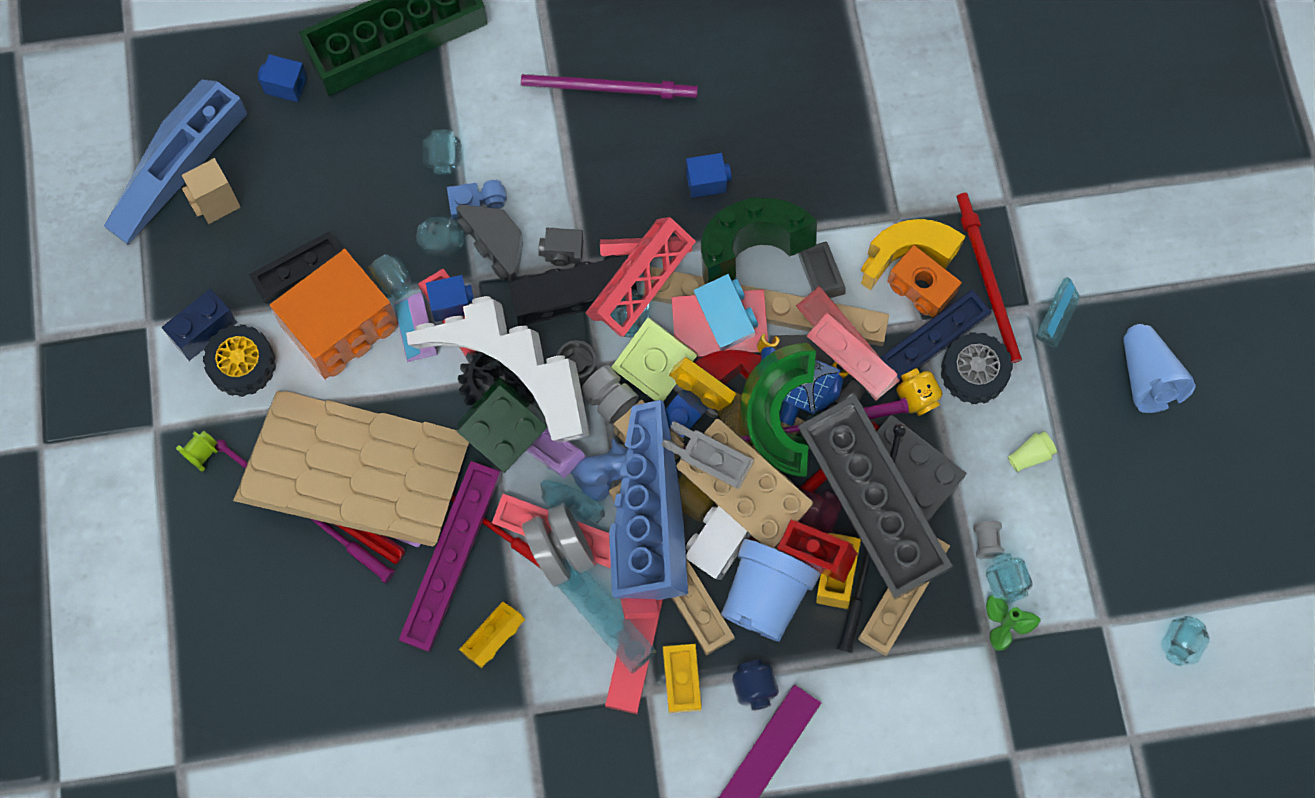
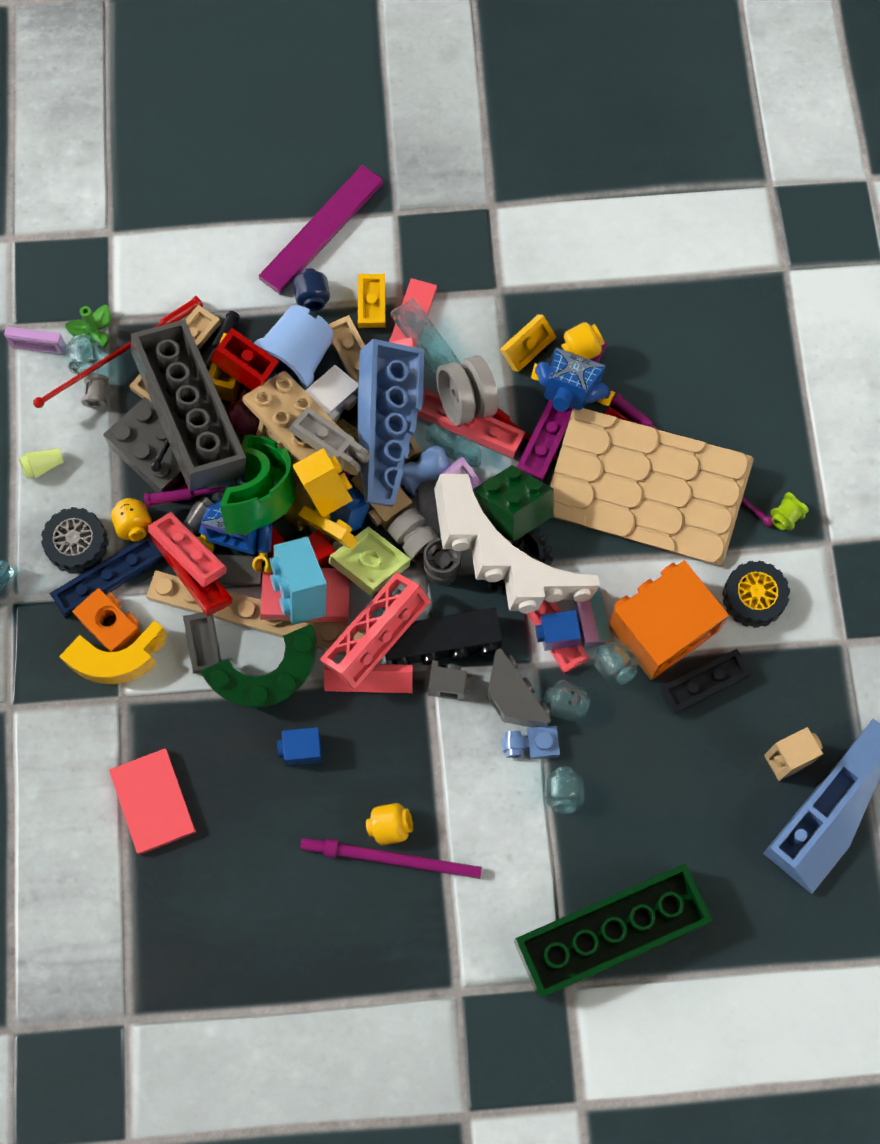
camera: 175 degrees left, 0 degrees up
(198, 323) = (795, 626): dark blue brick -> none
(282, 78) = (728, 886): blue brick -> none
(426, 623) = (583, 341): none -> yellow head
(441, 569) = (572, 381): none -> blue torso
(612, 110) = (389, 824): none -> yellow head
(709, 405) = (323, 483): none -> yellow brick
(848, 121) = (152, 801): none -> coral tile
(922, 630) = (174, 316): none -> red piece
(971, 224) = (50, 682): red bar -> none
(1071, 596) = (35, 340): none -> lavender tile

